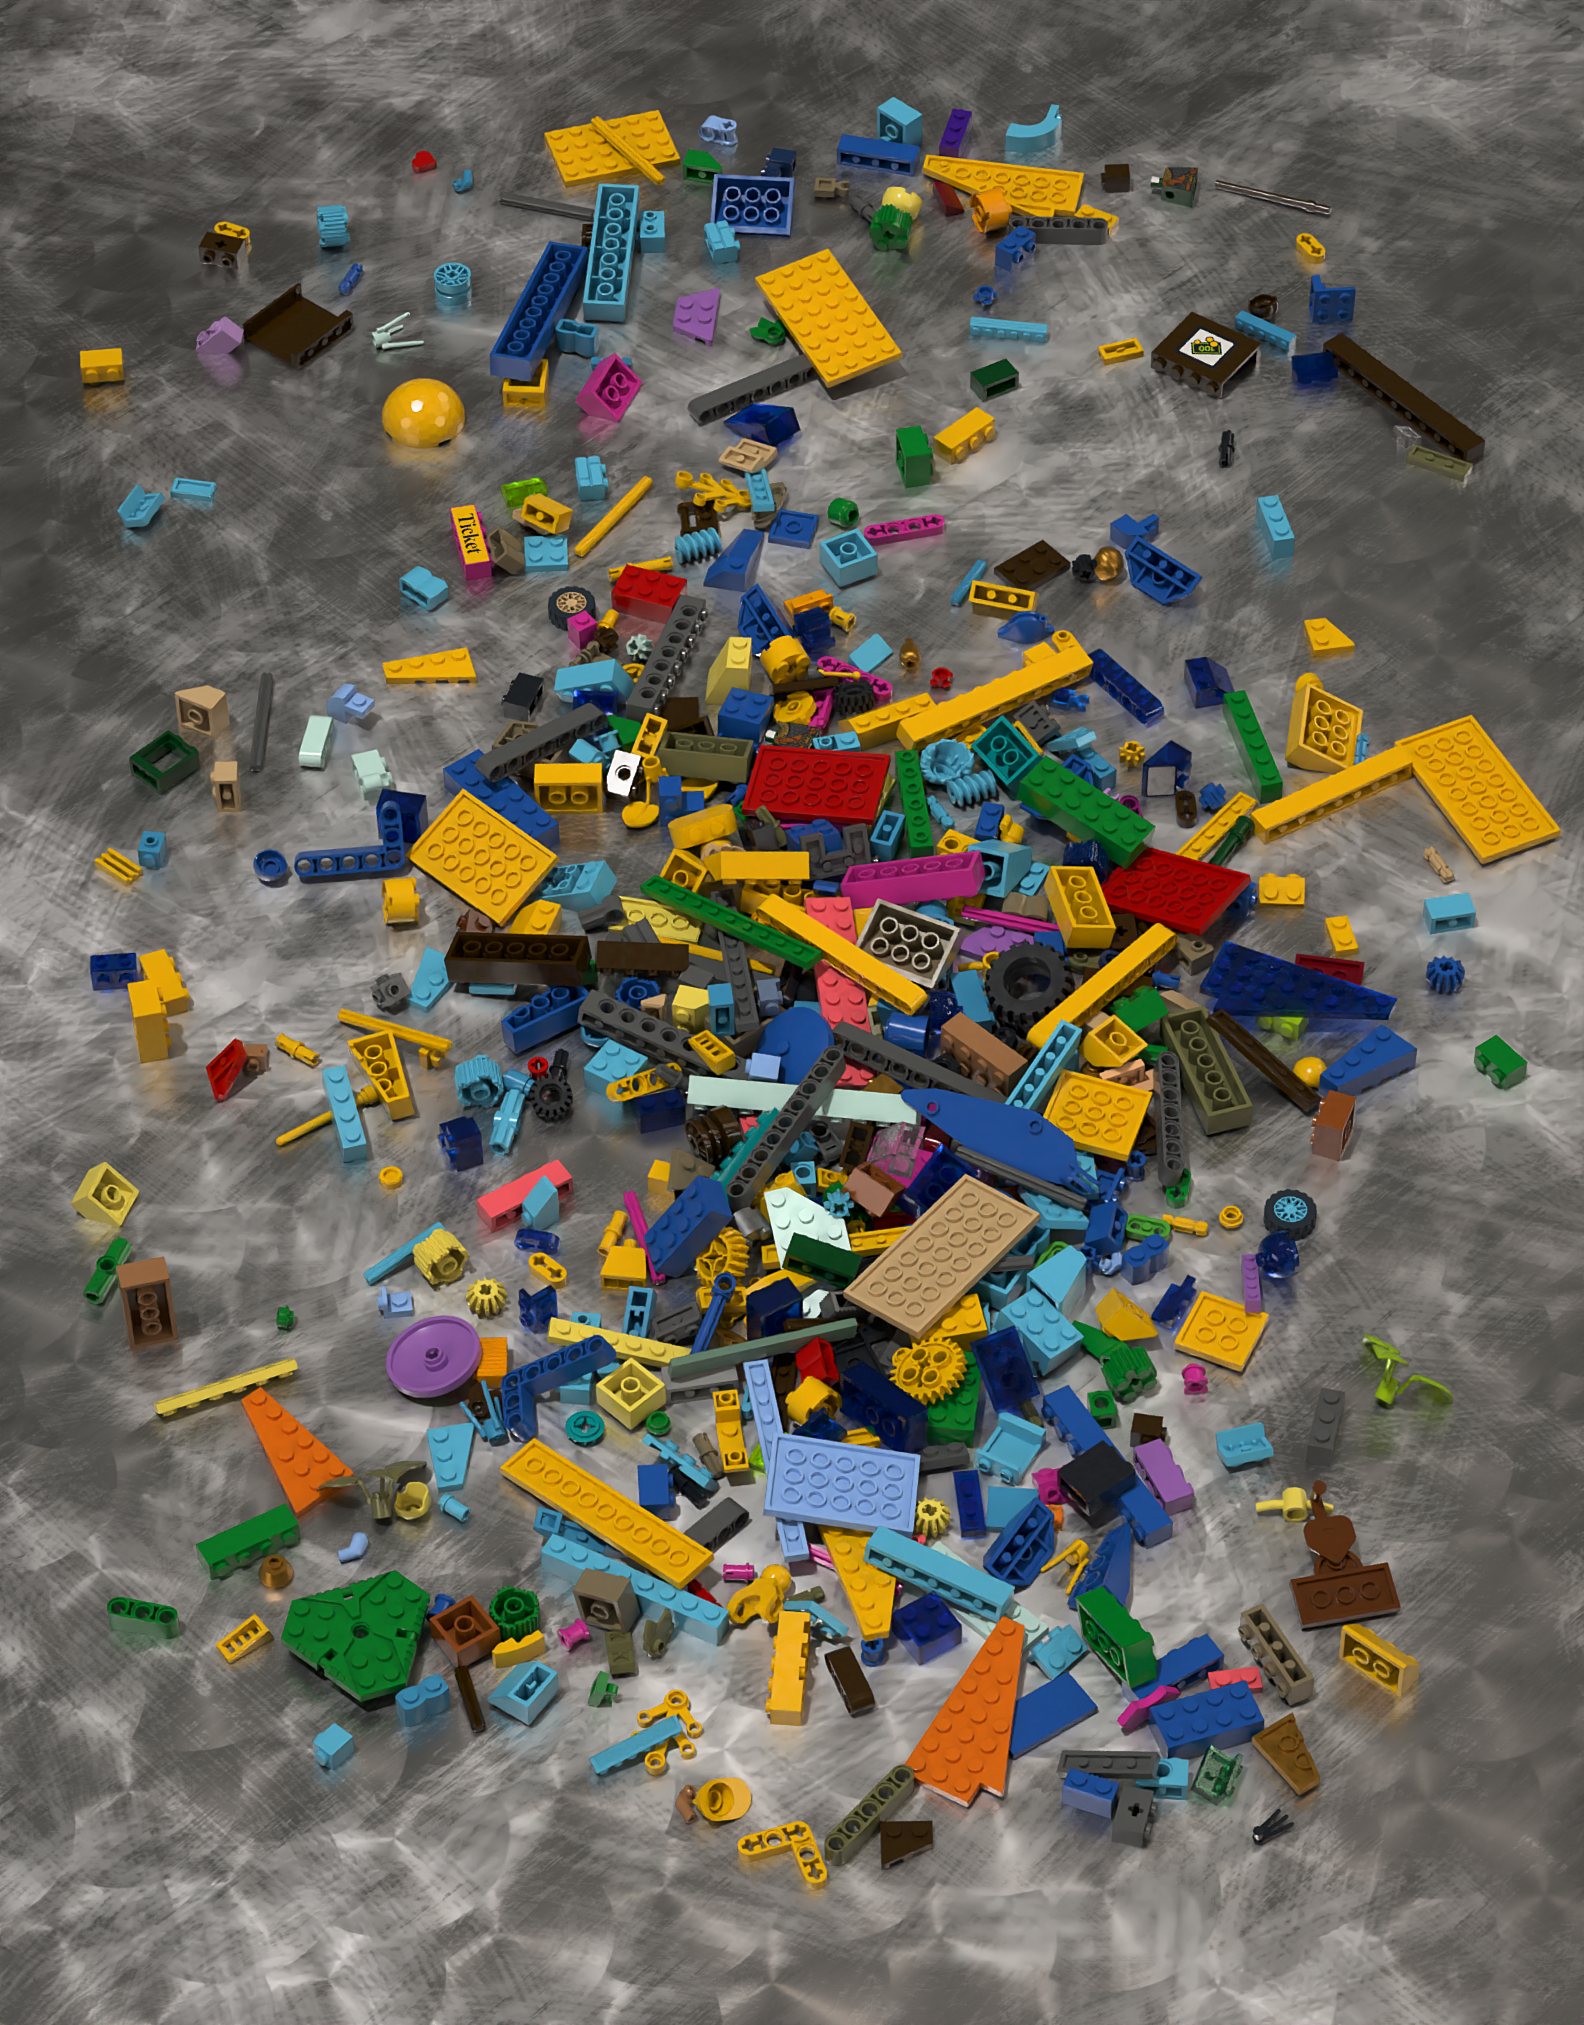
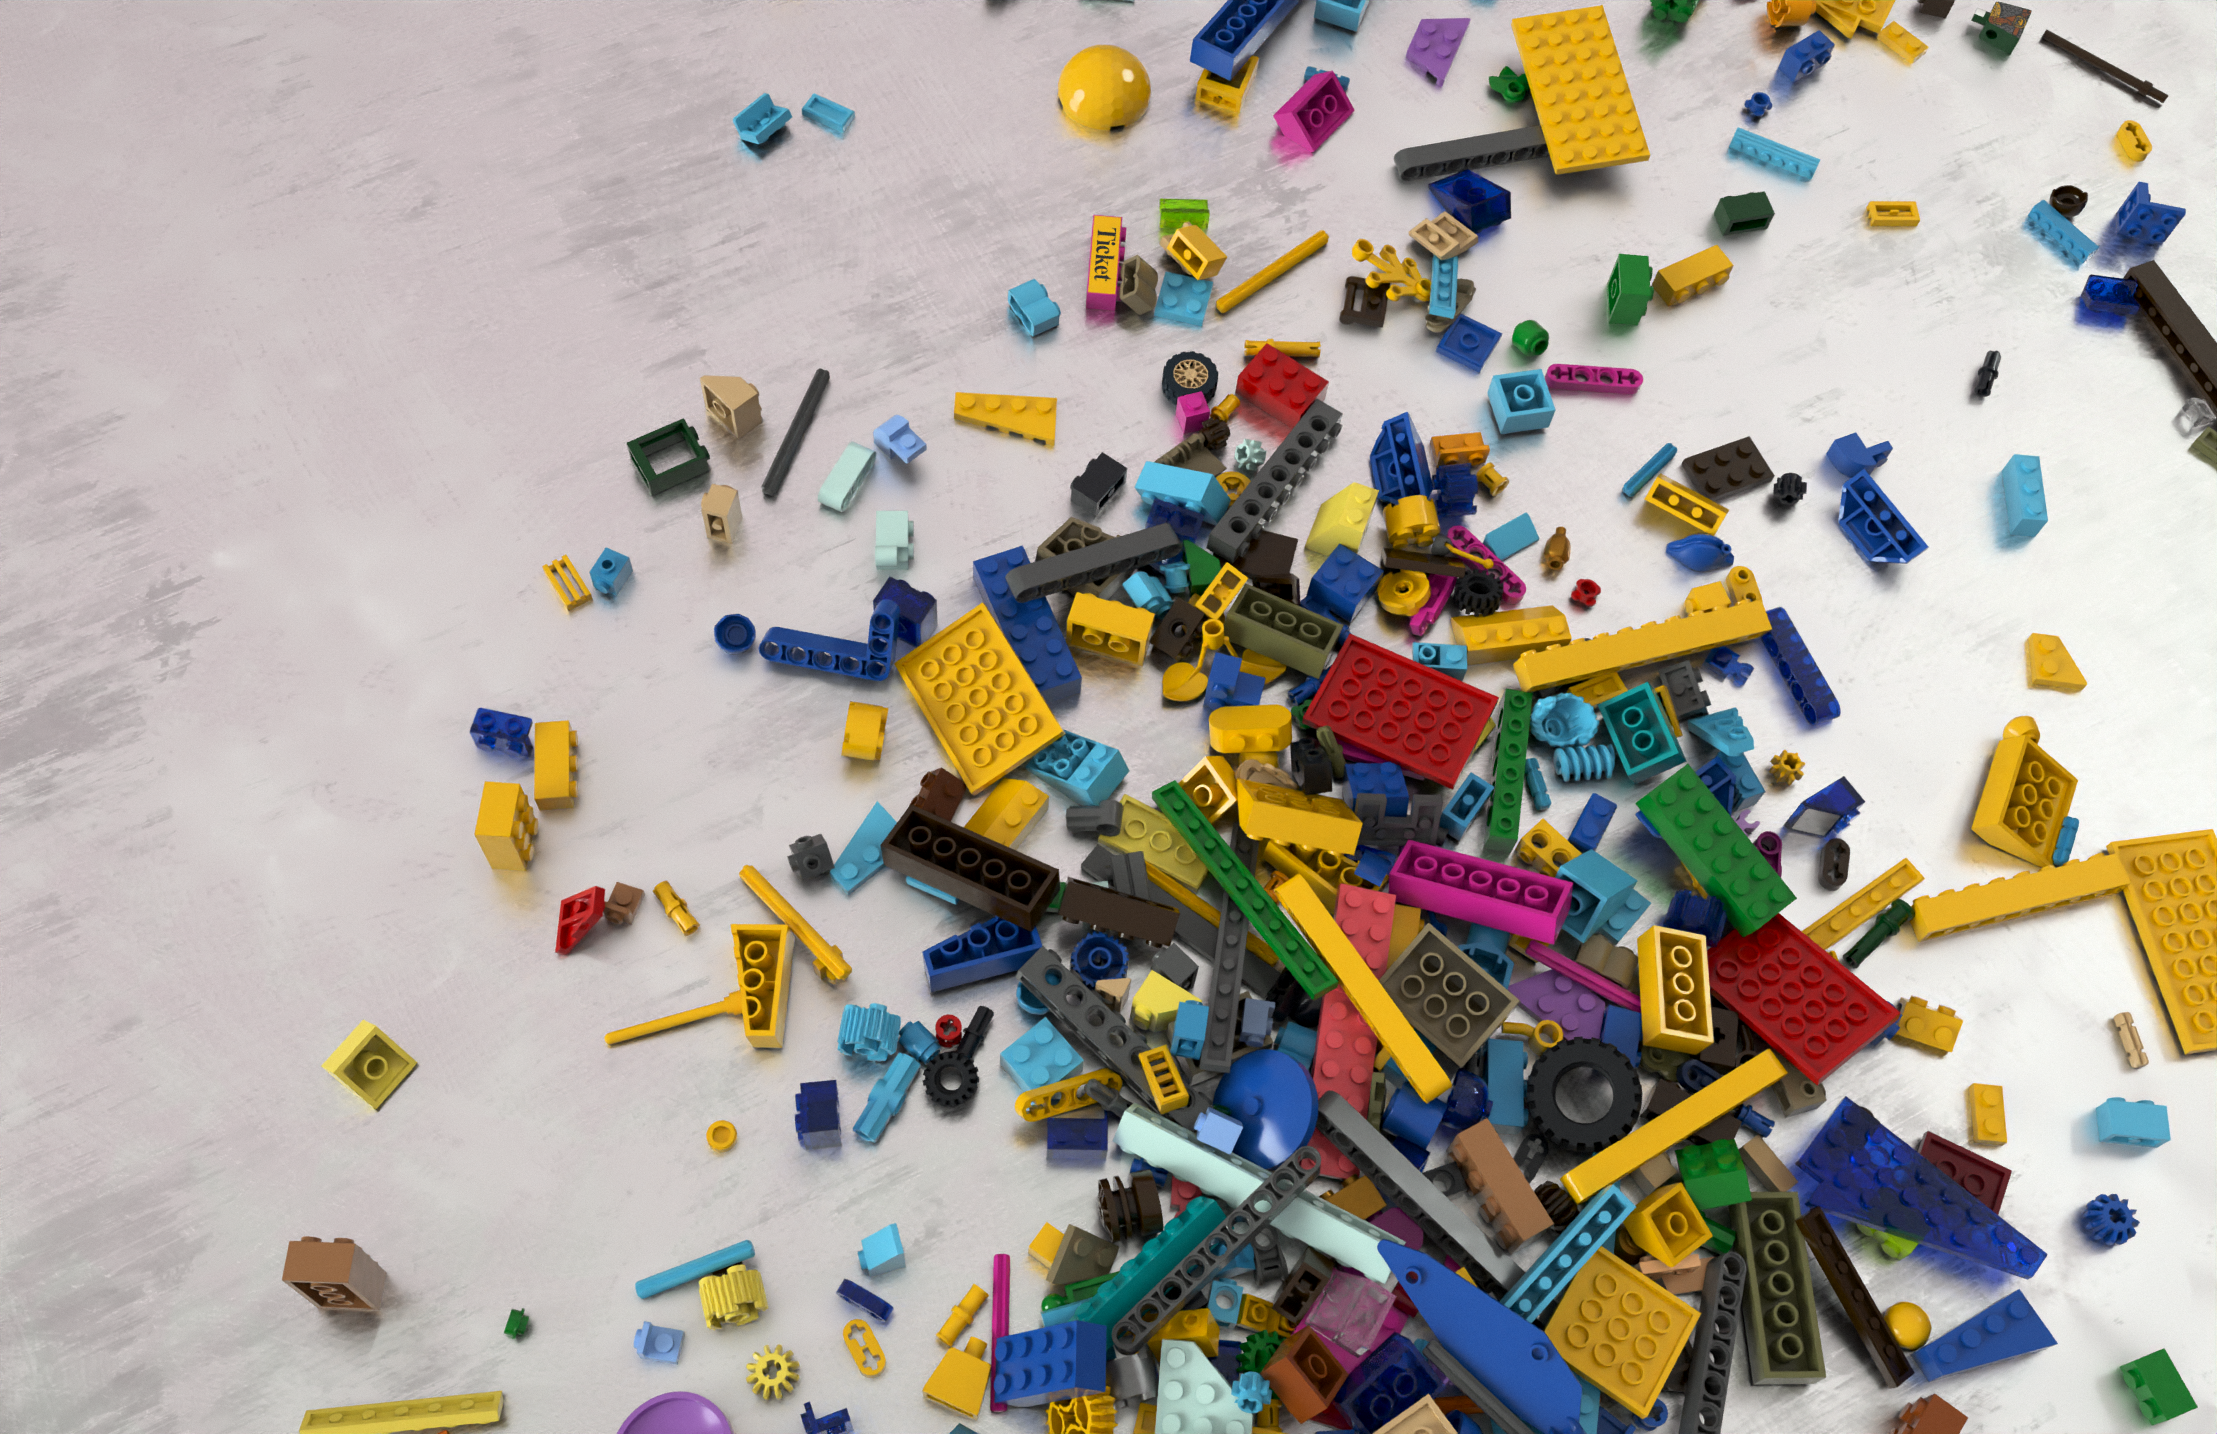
camera: 10 degrees right, 15 degrees up
(106, 1273) = (314, 1196): green piece -> none
(344, 1113) = (692, 1031): medium azure brick -> none
(505, 1204) = (845, 1227): coral brick -> none
(577, 337) = (1298, 38): dark azure brick -> none
(590, 478) = (1260, 217): medium azure brick -> none
(697, 543) = (1354, 334): medium azure piece -> none
(736, 563) = (1391, 370): blue wedge -> none
(793, 736) = (1392, 631): torso -> none
(1011, 831) = (1615, 843): yellow piece -> none
(1063, 229) = (1864, 46): dark grey beam -> none
(1109, 563) = (1821, 492): pearl gold hair -> none
(1204, 354) = (1989, 244): dark brown panel -> none
(1206, 682) = (1899, 690): clear blue slope -> none
(1212, 795) = (1872, 857): blue gear -> none
(1252, 747) = (1935, 800): green brick -> none

